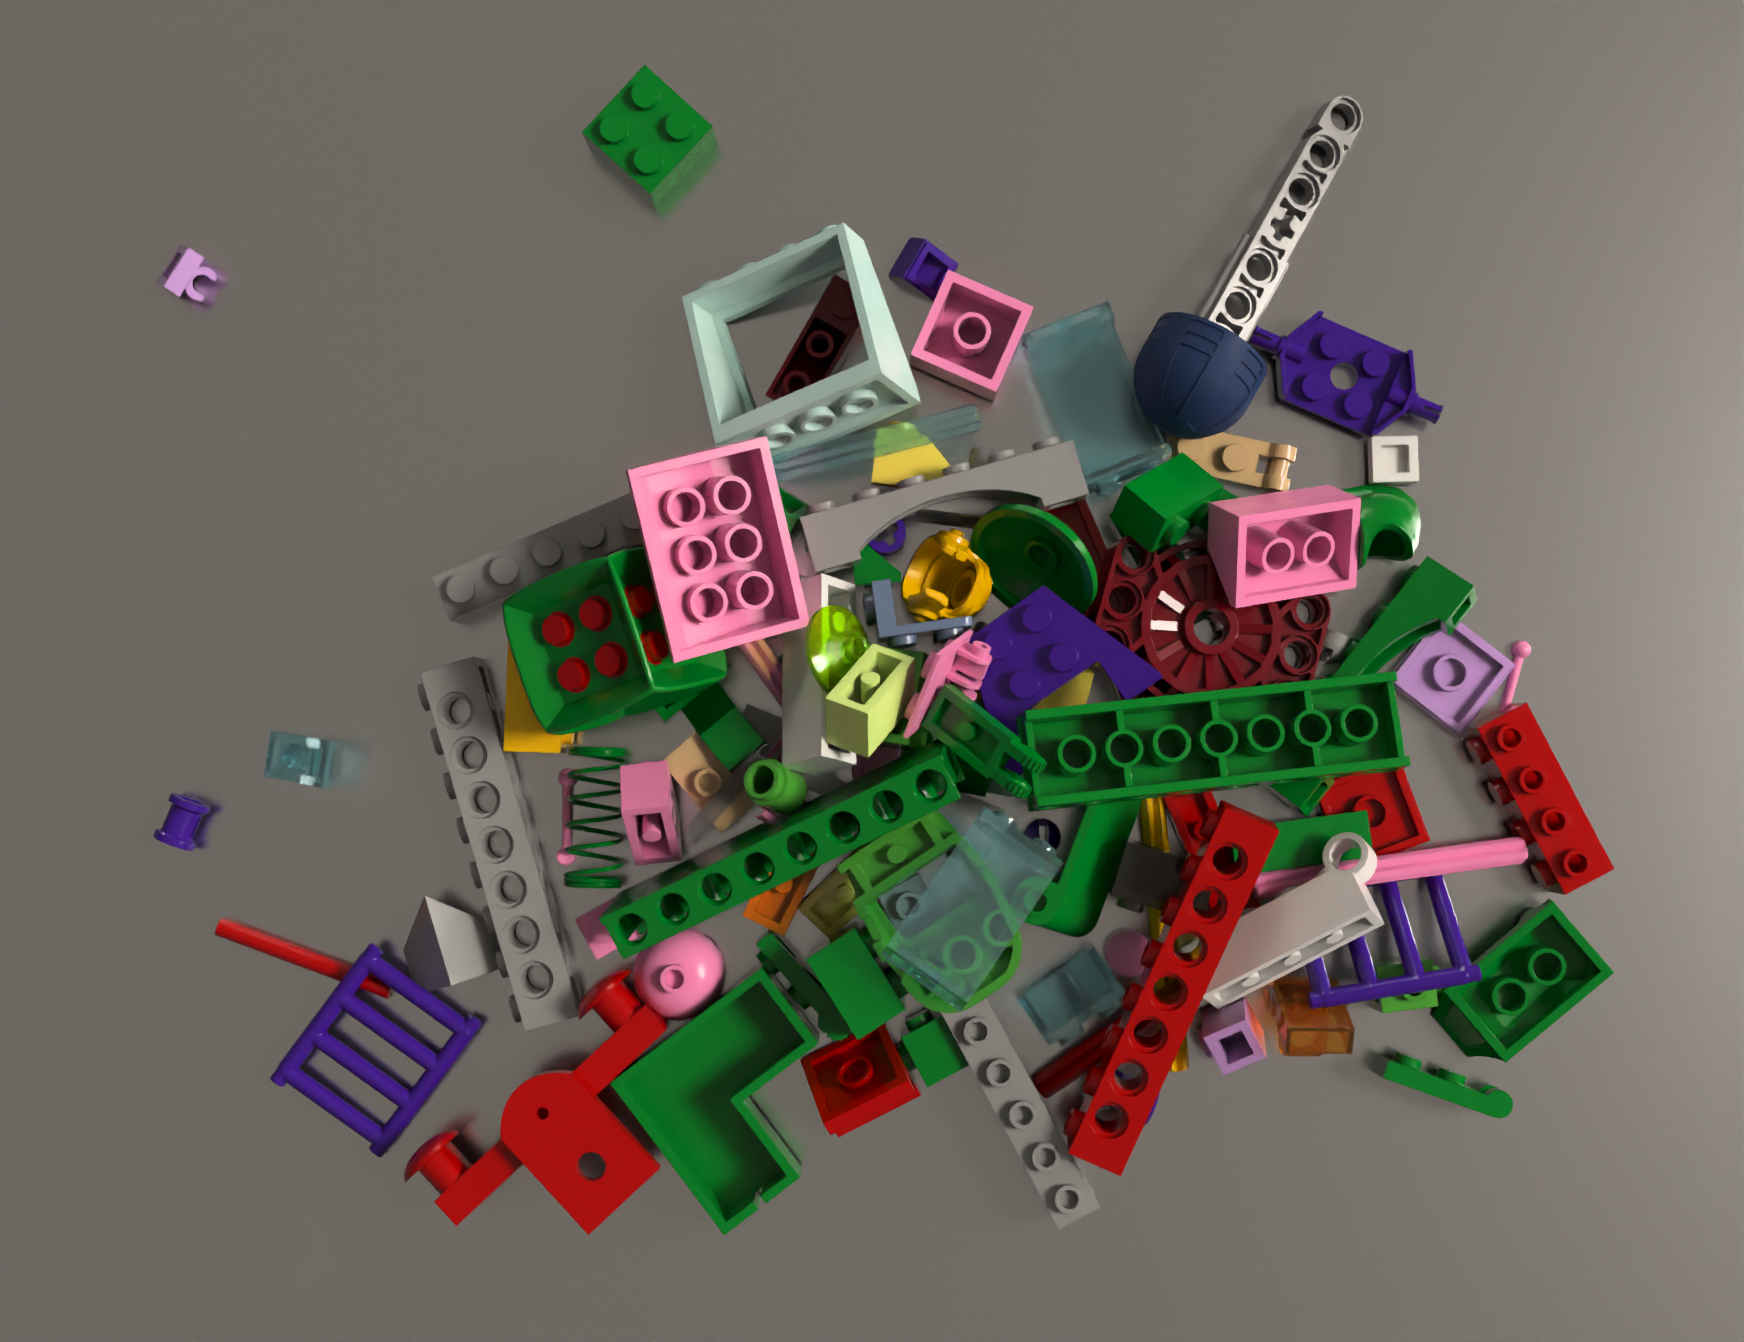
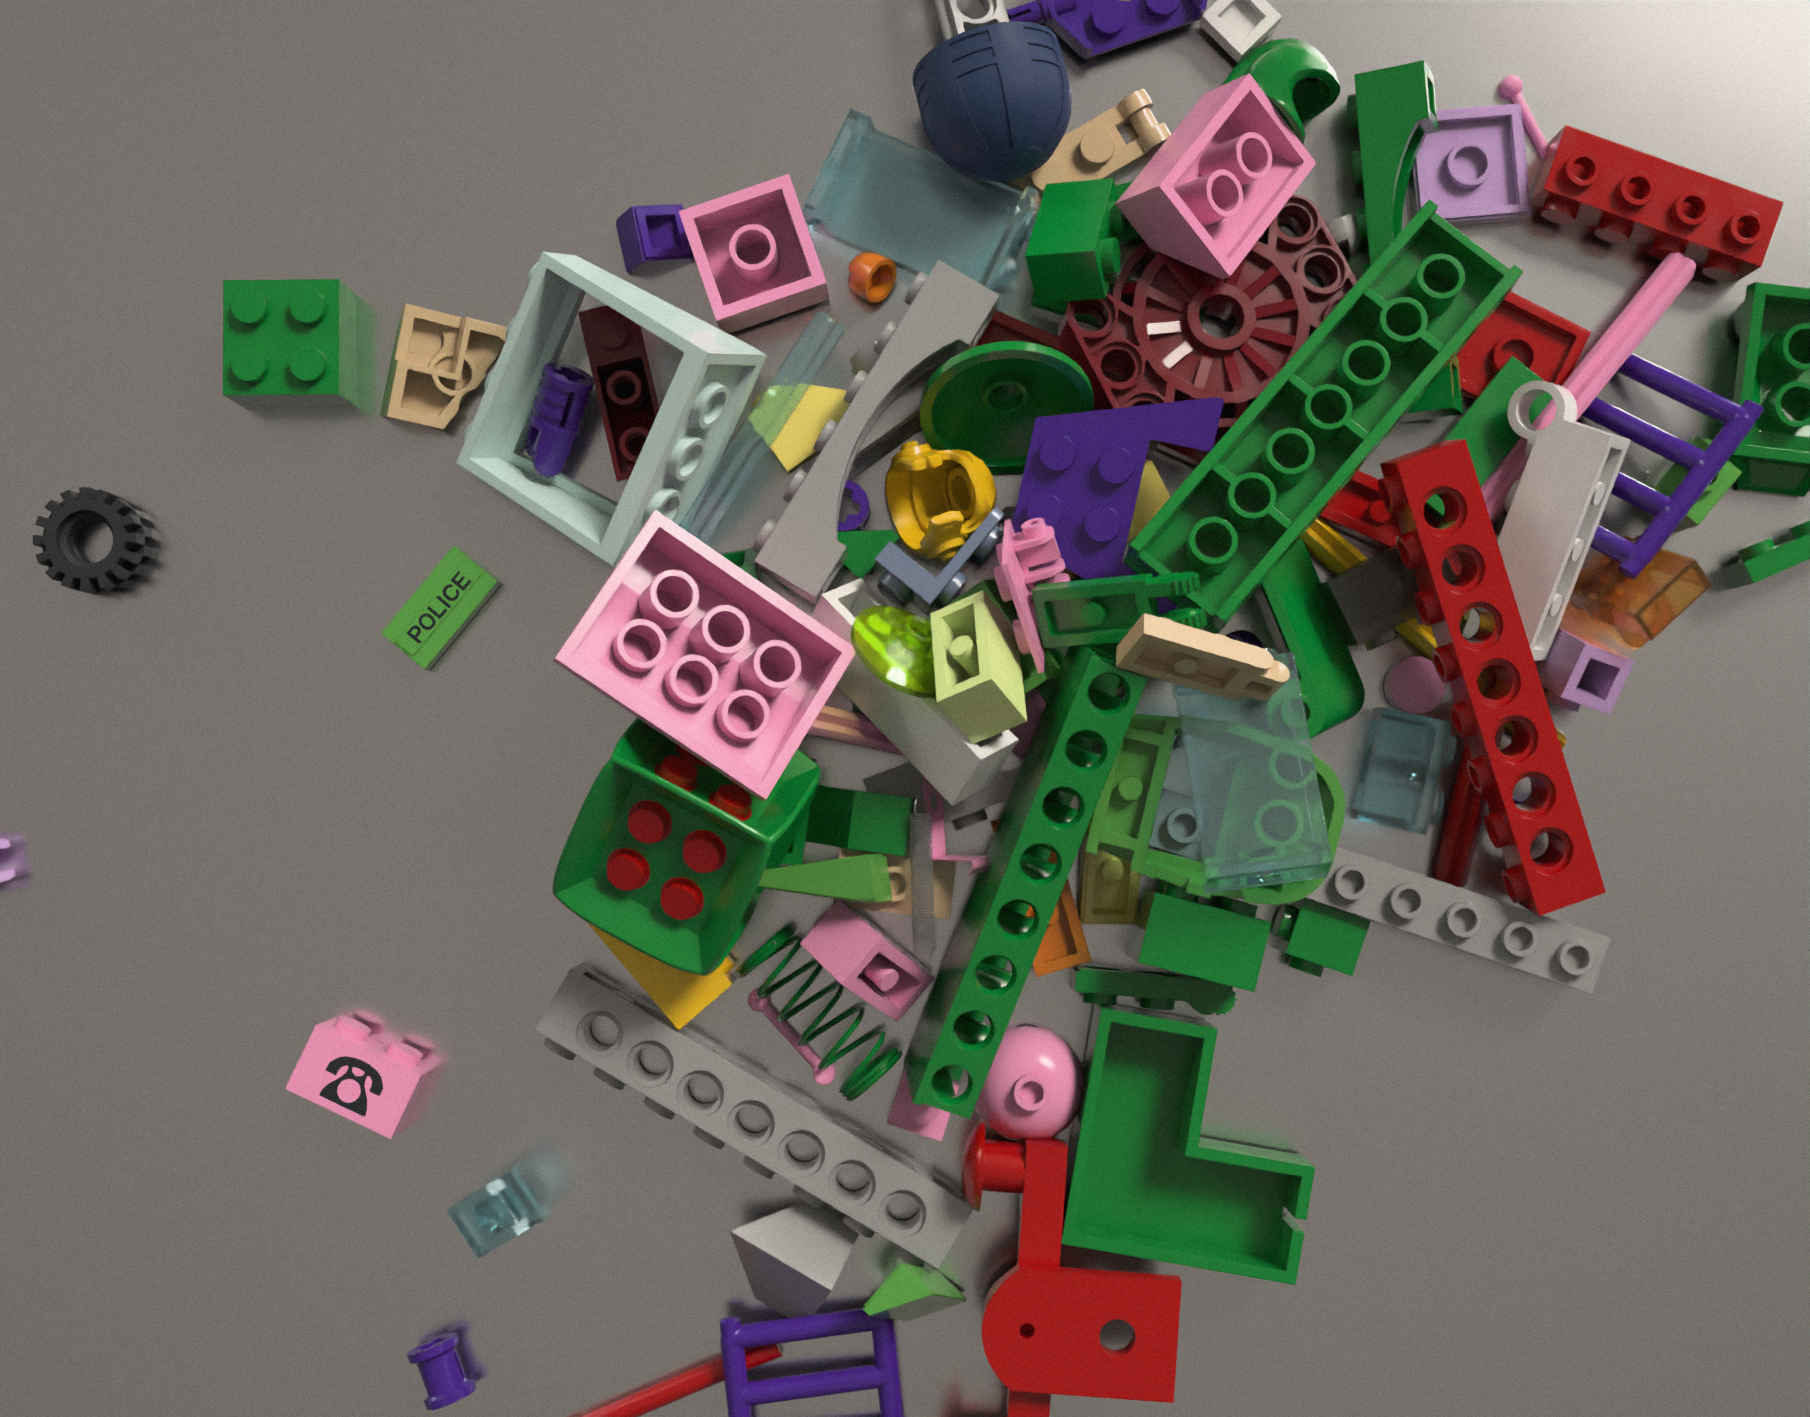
camera: 45 degrees left, 0 degrees up
(294, 605) = (360, 1076): none -> bright pink brick
(408, 127) = (61, 530): none -> black tyre
(492, 578) = (523, 874): light grey arch -> none
(496, 1032) = (912, 1293): none -> bright green slope
(594, 373) = (441, 608): none -> bright green tile
(683, 755) = (850, 879): none -> bright green slope
(725, 227) = (437, 364): none -> tan slope
(766, 323) = (557, 416): none -> dark purple hinge
(775, 786) = (960, 829): bright green brick -> none
(858, 1080) = (1281, 1029): red bracket -> none
(1001, 815) = (1200, 660): none -> tan hinge
(1030, 411) = (872, 276): none -> orange hinge

